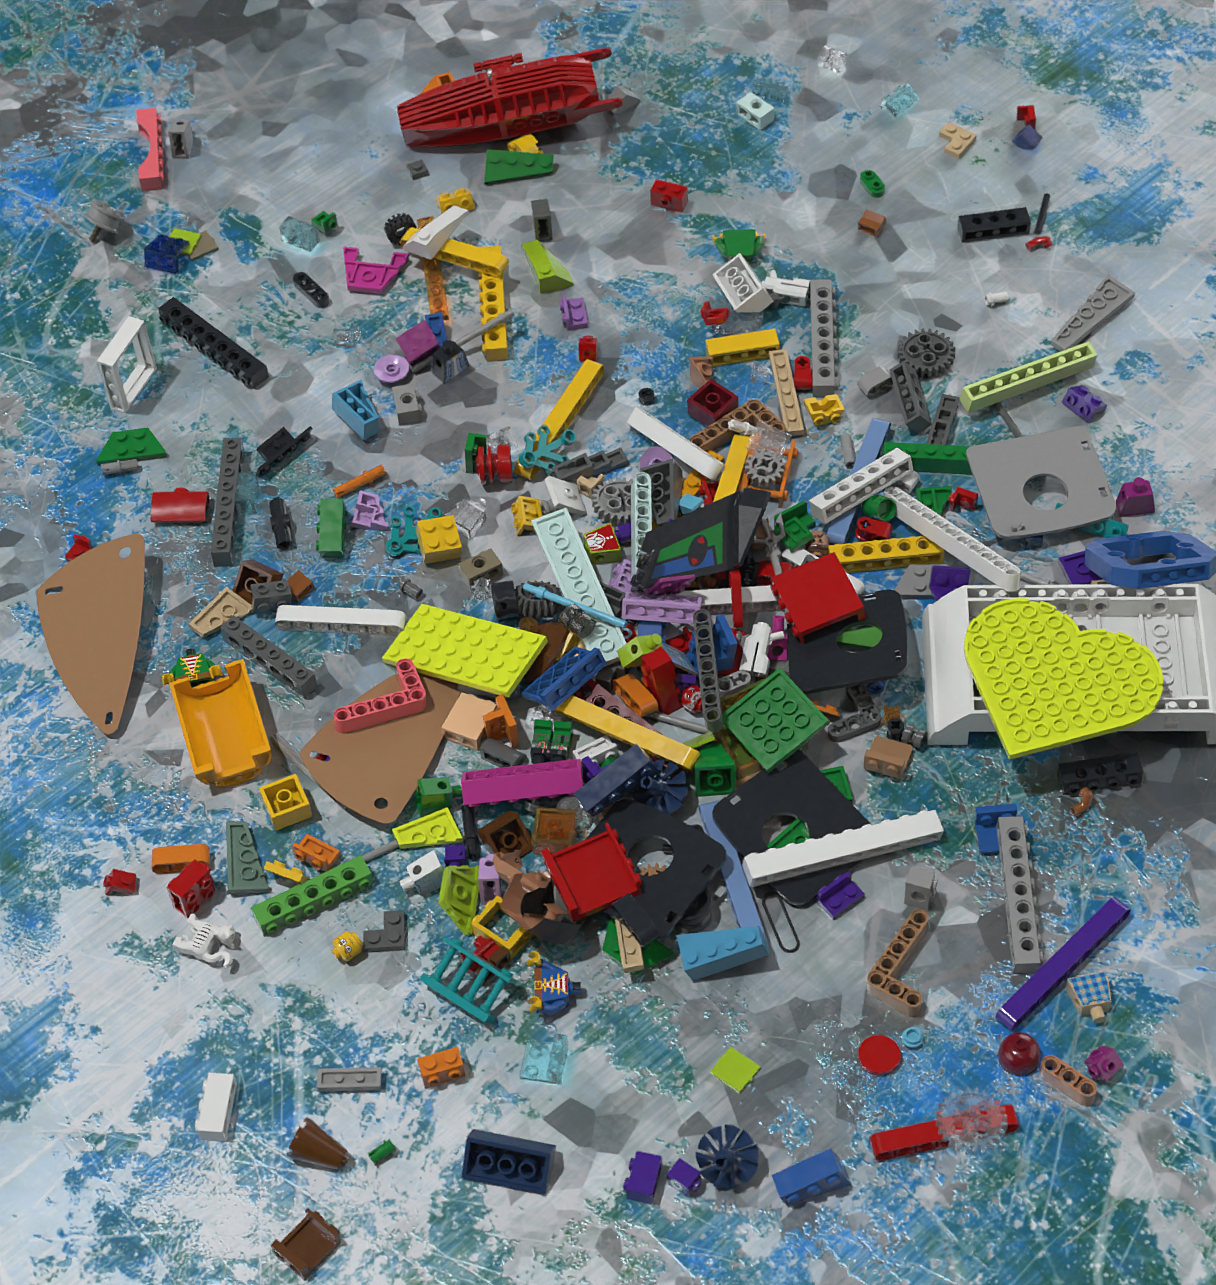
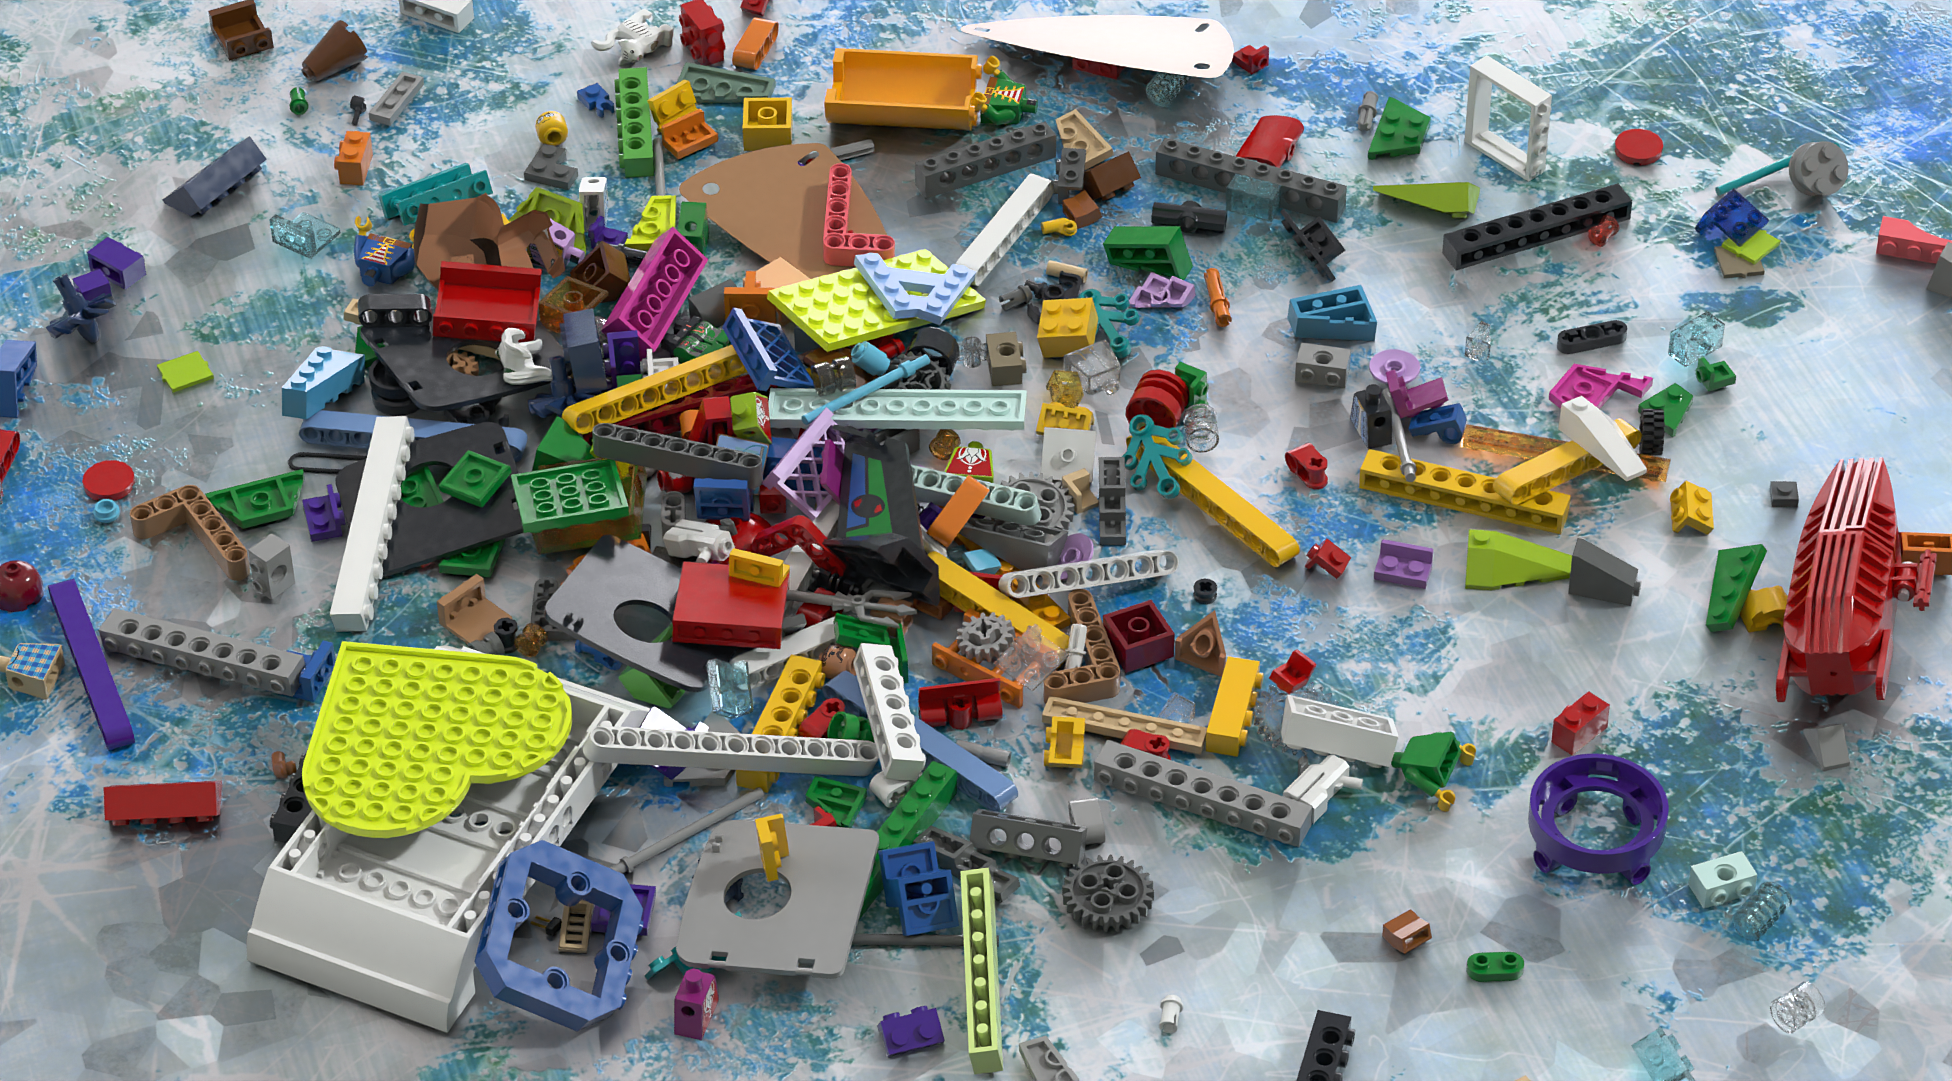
camera: 110 degrees right, 10 degrees down
(74, 233) = (1754, 175): none -> teal bar
(99, 321) = (1638, 146): none -> red tile
(202, 397) = (1450, 198): none -> lime wedge
(203, 310) = (1603, 230): none -> clear red bush
(289, 942) = (595, 97): none -> blue plate
(319, 593) = (1062, 225): none -> yellow arm
(363, 238) = (1674, 402): none -> green wing
(366, 1104) = (357, 103): none -> black hand
(368, 571) = (1054, 268): none -> tan hinge
(400, 565) = (1053, 292): none -> black piece
(447, 644) = (891, 284): none -> light blue plate
(497, 524) = (1066, 394): none -> clear yellow brick
(506, 380) = (1308, 465): none -> red piece
(539, 611) = (870, 358): none -> medium azure brick
(642, 824) = (518, 359): none -> white hair
(667, 500) = (957, 511): none -> orange beam
(768, 142) = (1558, 791): none -> dark purple piece
(776, 796) = (475, 478): none -> green plate
(784, 586) = (757, 568): none -> yellow panel
(820, 463) = (960, 703): none -> red panel
(847, 941) = (259, 500): none -> green wing
(878, 581) = (730, 688): none -> clear light blue bracket
(985, 426) = (918, 888): none -> blue bracket
(1023, 481) = (772, 843): none -> yellow bracket
(1154, 852) = (162, 801): none -> red slope

